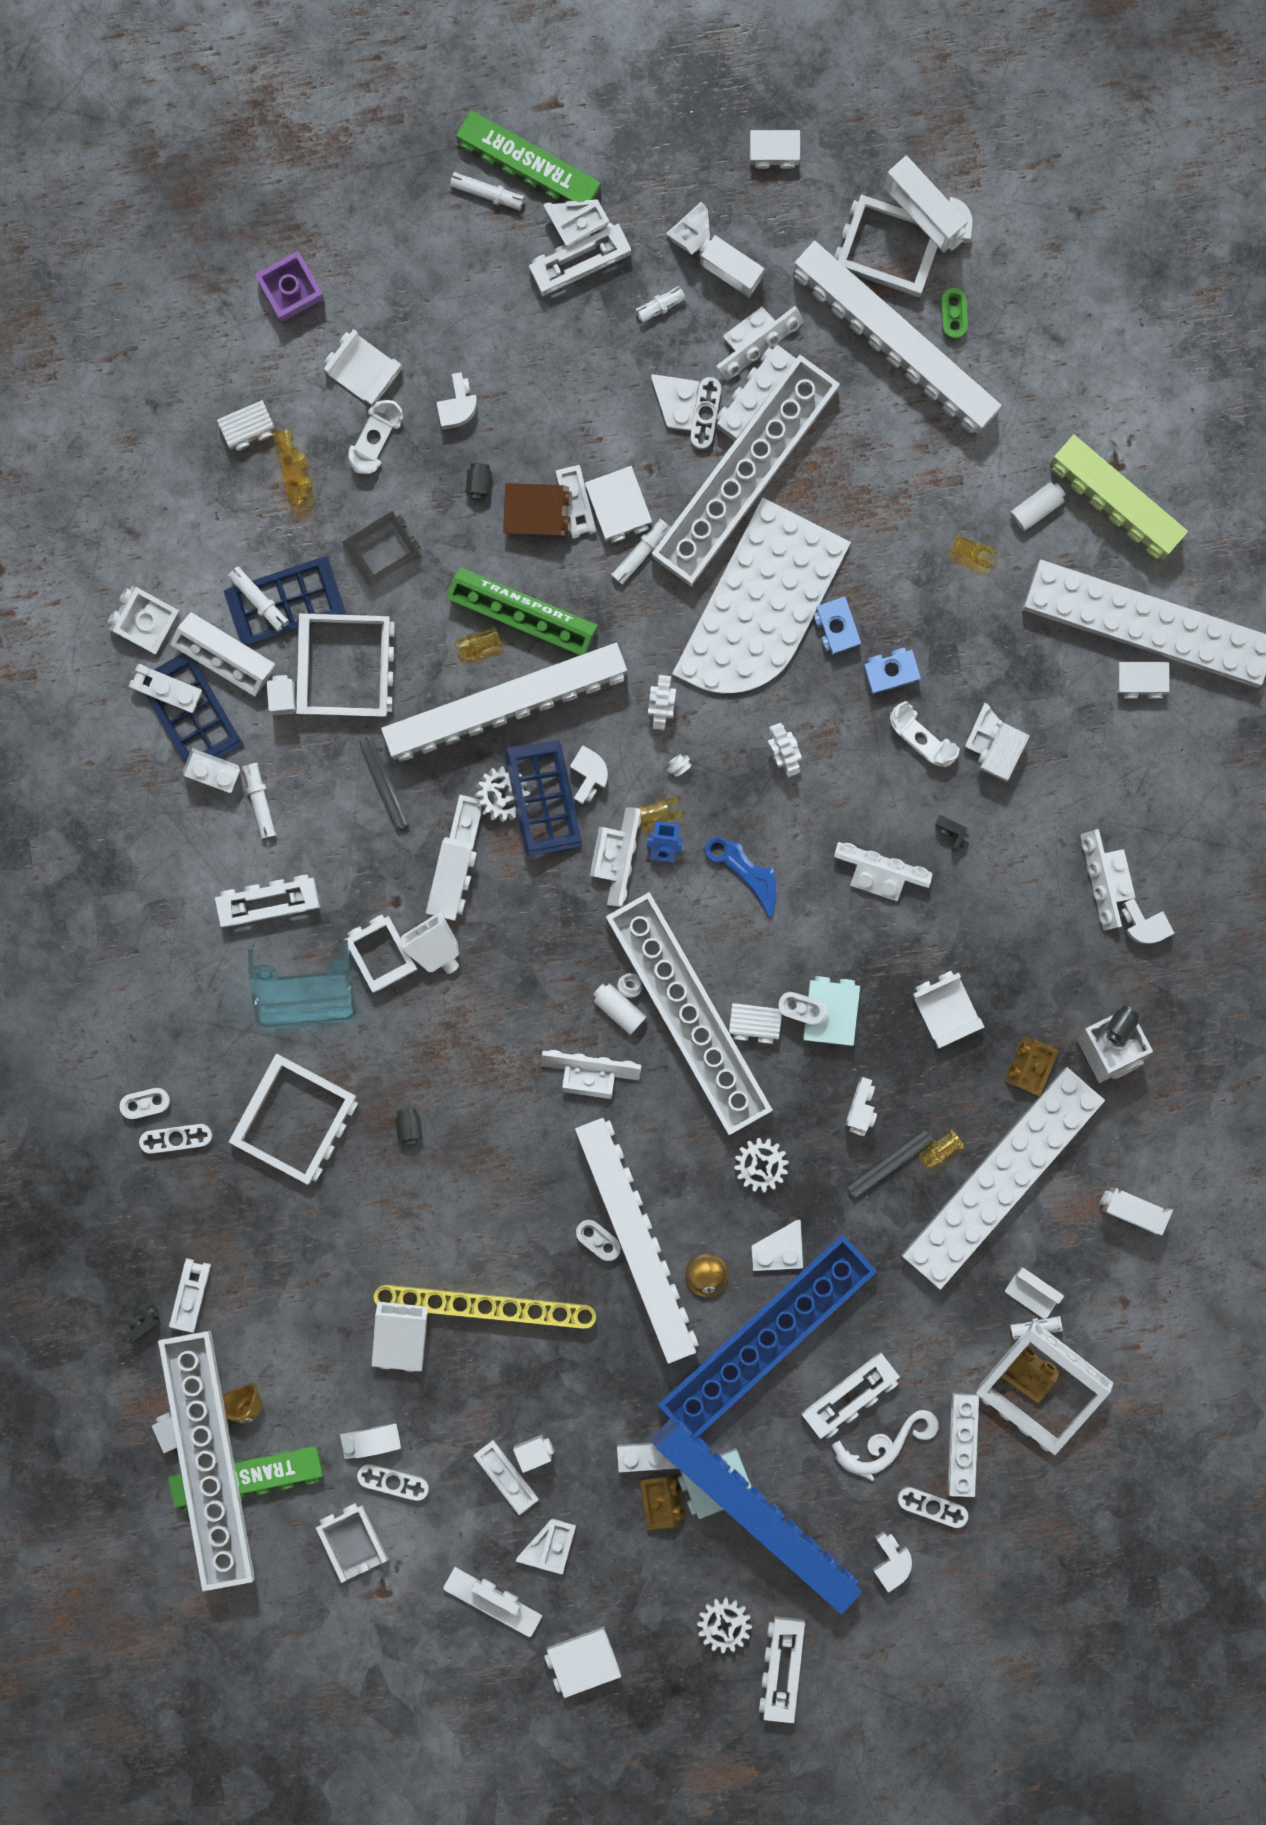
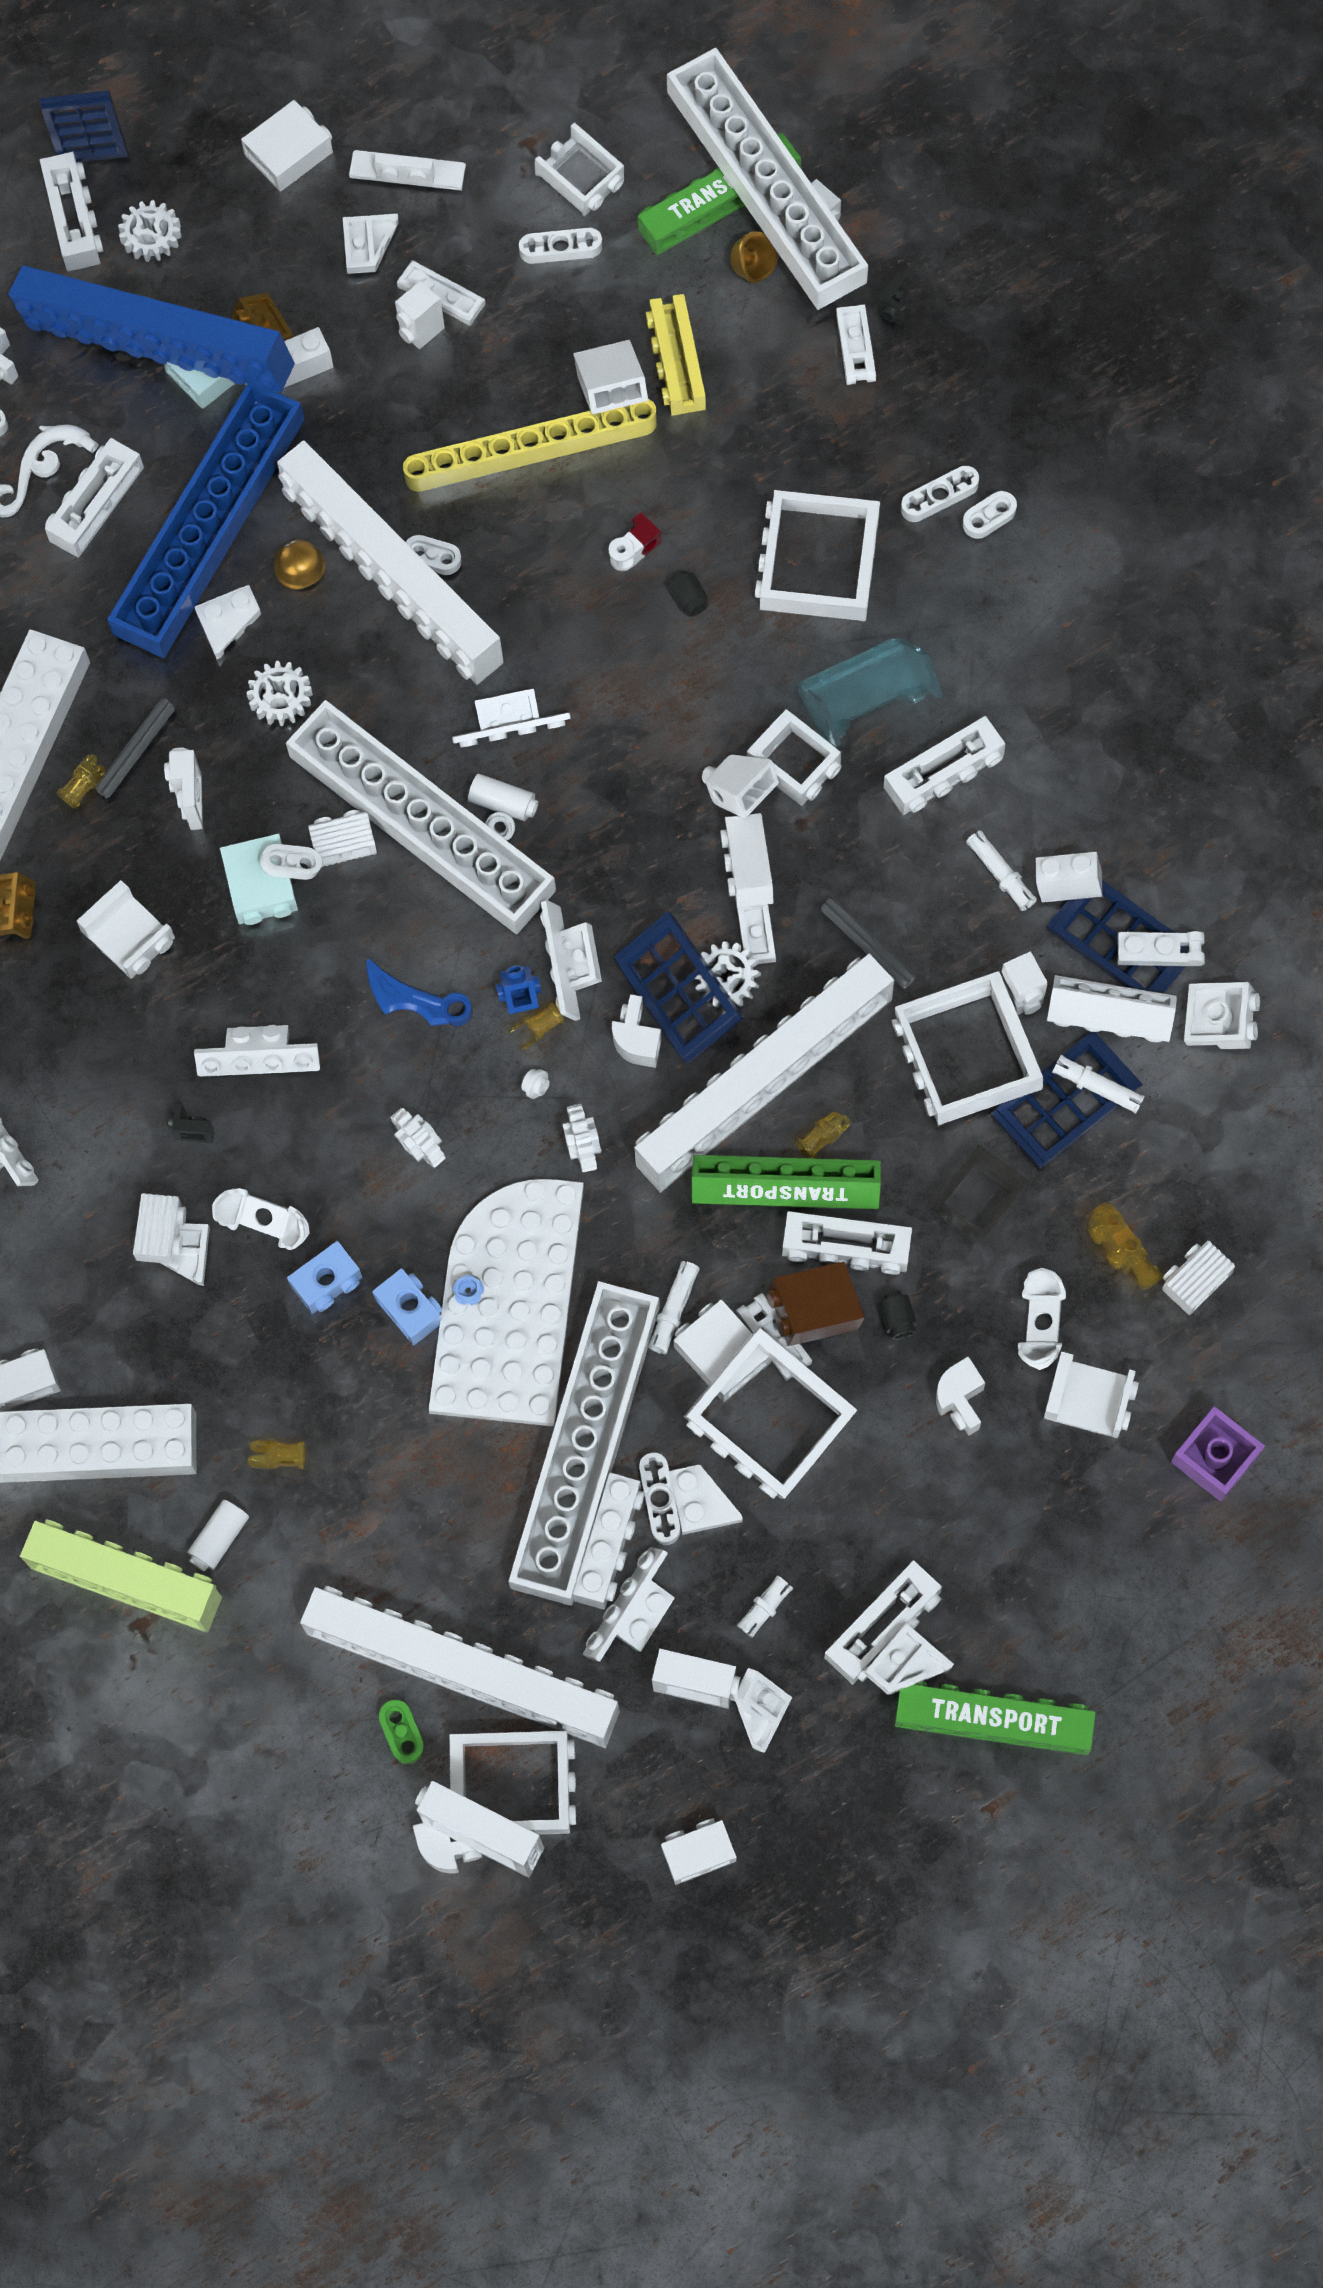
camera: 165 degrees right, 15 degrees down
(337, 1342) = (677, 356): none -> light yellow brick
(370, 1441) = (597, 268): white brick -> none
(443, 1182) = (635, 545): none -> leg
(458, 531) = (802, 1240): none -> white brick
(487, 191) = (1030, 1664): white pin -> none
(596, 490) = (802, 1374): none -> white window
(749, 1723) = (76, 102): none -> dark blue piece
(789, 611) = (462, 1284): none -> light blue plate

